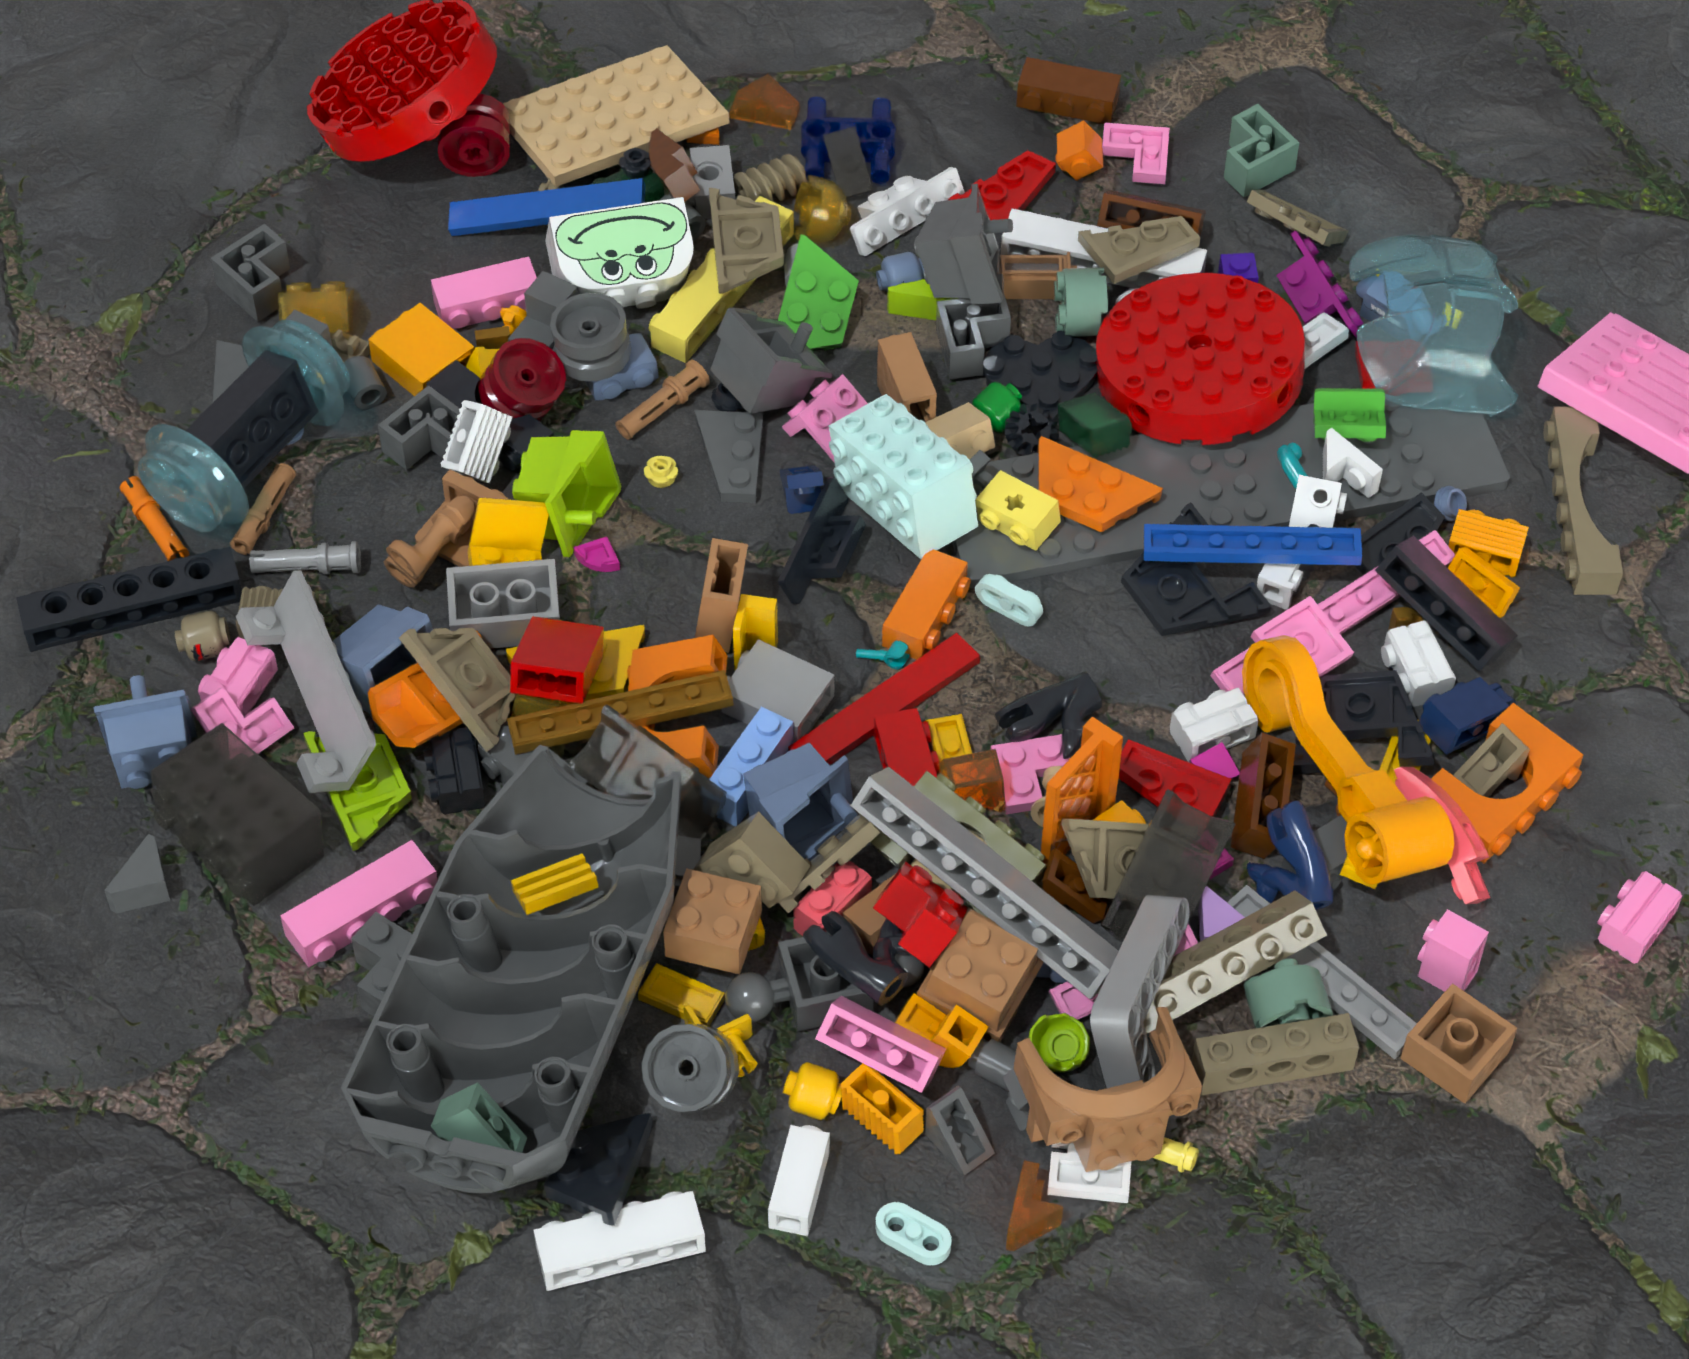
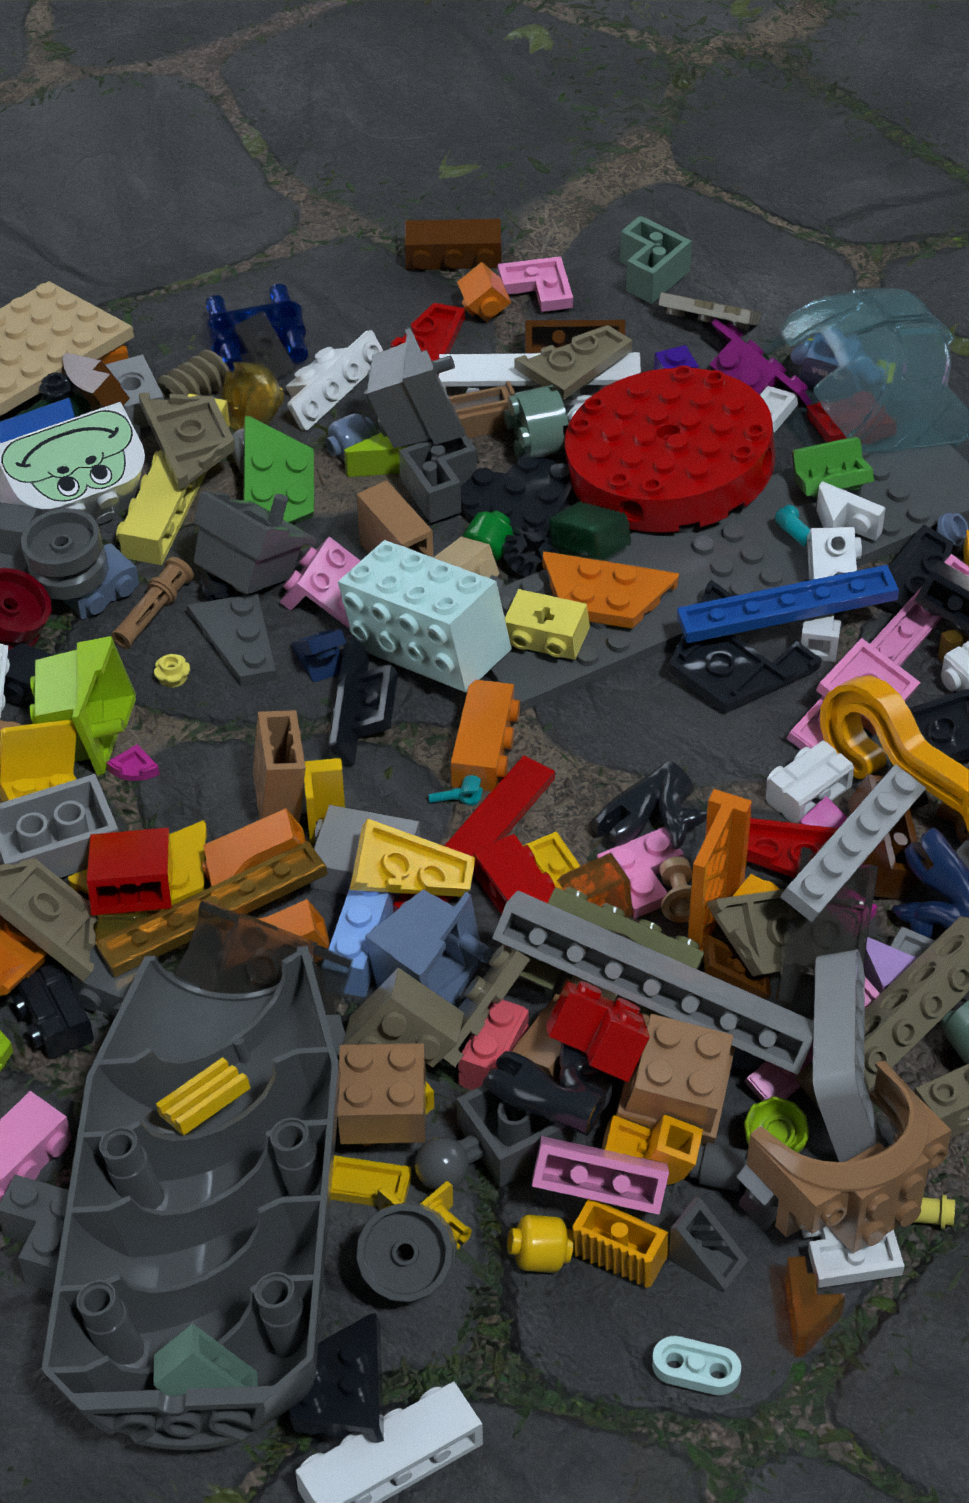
camera: 15 degrees left, 5 degrees down
(765, 104) = (163, 313): clear orange slope -> none
(799, 1180) = (558, 1341): white brick -> none
(808, 714) = (408, 864): none -> yellow wing
(1009, 599) = (565, 712): light aqua plate -> none
(1219, 795) = (852, 843): none -> light grey plate

